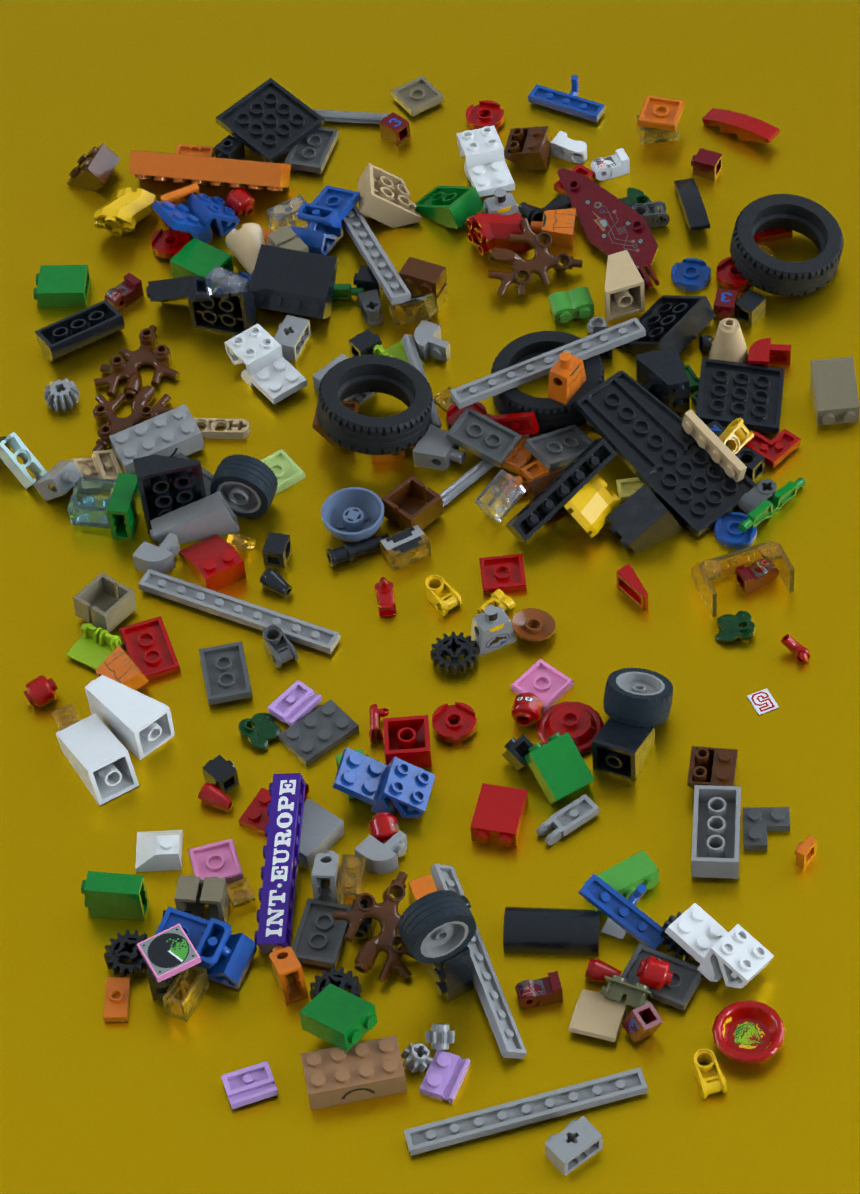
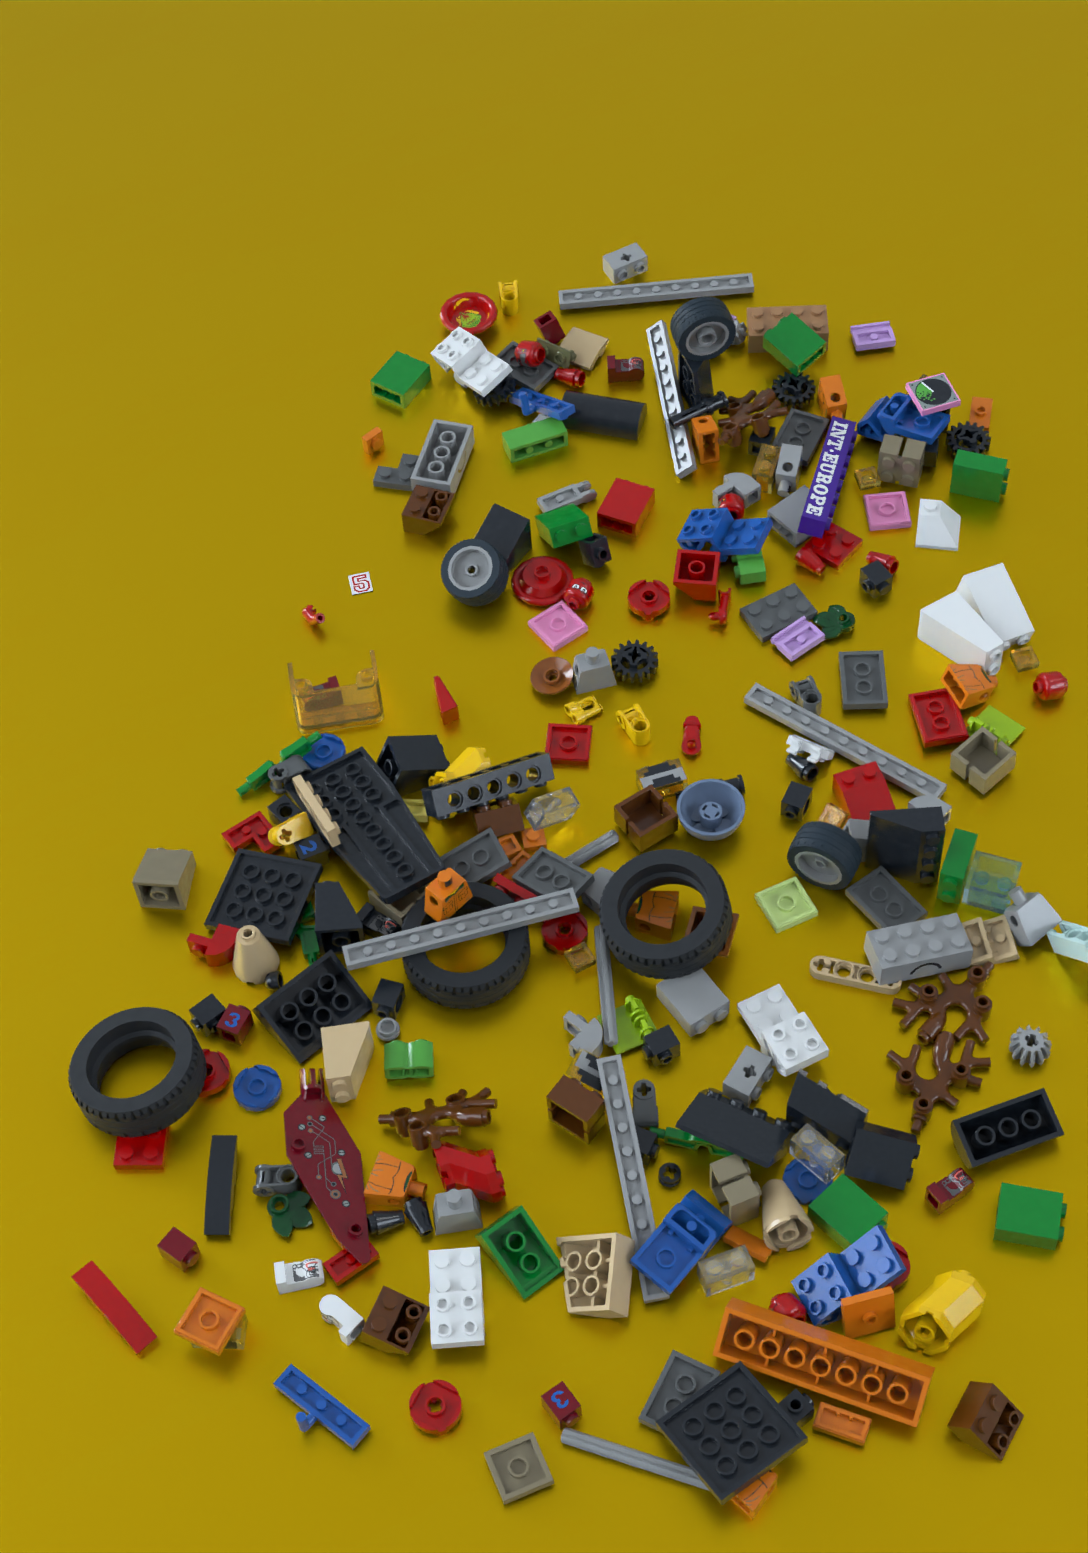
camera: 170 degrees left, 5 degrees up
(270, 598) = (817, 751): none -> white plate
(340, 276) = (672, 1168): none -> black bush
(735, 627) = (359, 652): dark green plate -> none
(802, 935) = (400, 379): none -> green brick

